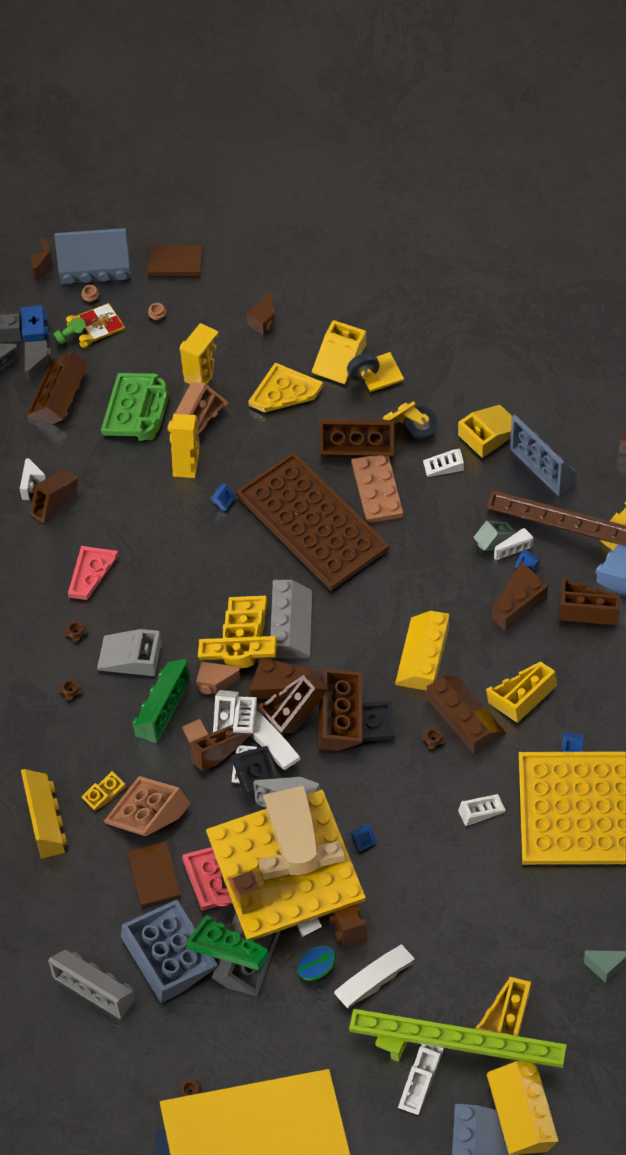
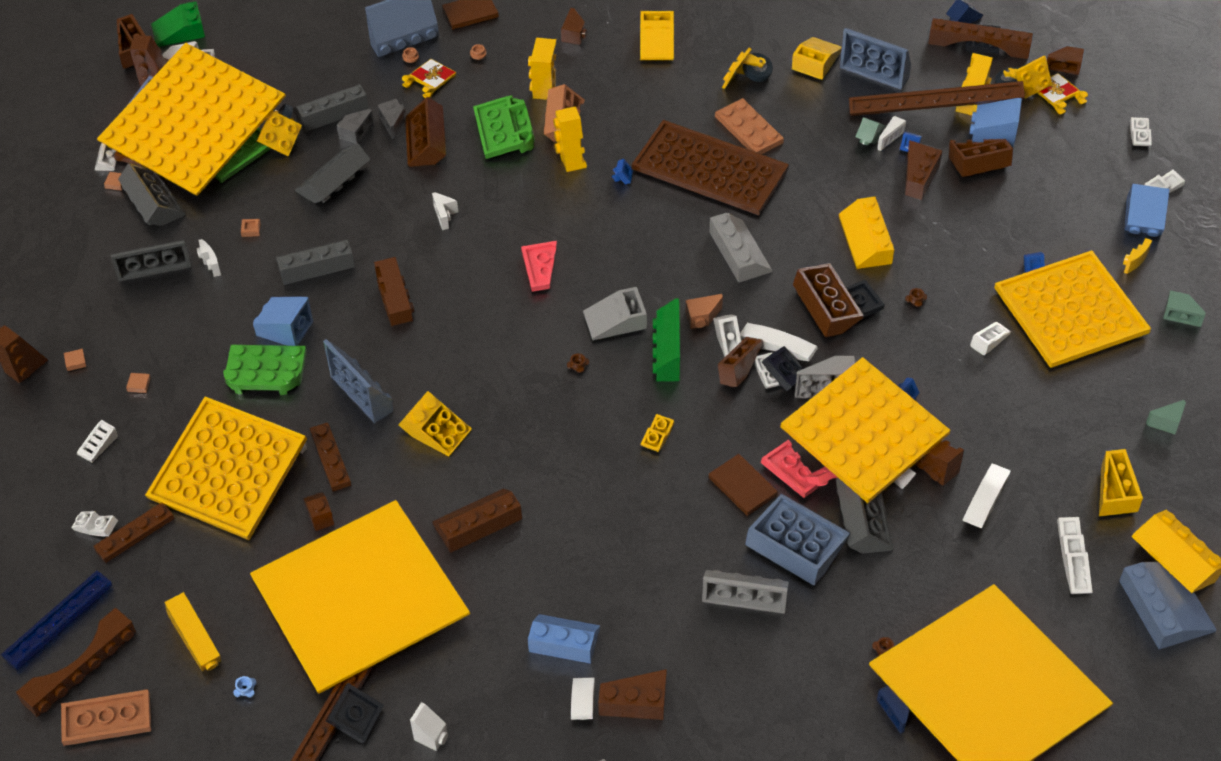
camera: 25 degrees left, 5 degrees down
(33, 324) = (375, 91): blue brick -> none
(41, 261) = (352, 41): reddish brown slope -> none
(43, 813) = (616, 468): yellow slope -> none
(52, 494) = (471, 215): reddish brown slope -> none
(75, 626) = (554, 315): reddish brown plate -> none
(76, 325) = (414, 81): bright green leg -> none
(148, 807) = (706, 430): nougat slope -> none
(194, 730) = (709, 359): nougat tile -> none
(217, 941) = (846, 512): green wing -> none
(242, 634) = (706, 269): yellow slope -> none
(245, 702) = (746, 319): white slope -> none
(246, 891) = (852, 453): reddish brown slope -> none
(274, 677) = (764, 293): reddish brown wedge -> none
(284, 388) = (625, 76): yellow plate -> none
(294, 704) = (788, 304): reddish brown wedge -> none
(295, 837) = (866, 398): tan slope -> none
(316, 963) = (931, 502): blue piece -> none
(356, 437) = (713, 90): reddish brown slope -> none
(375, 371) = (695, 41): plate -> none
(396, 1047) = (1036, 540): lime panel -> none
(443, 458) = (801, 84): white slope -> none
(458, 1038) = (1094, 514): lime plate -> none
(464, 712) = (929, 271): reddish brown slope -> none
(523, 692) = (969, 238): yellow wedge -> none

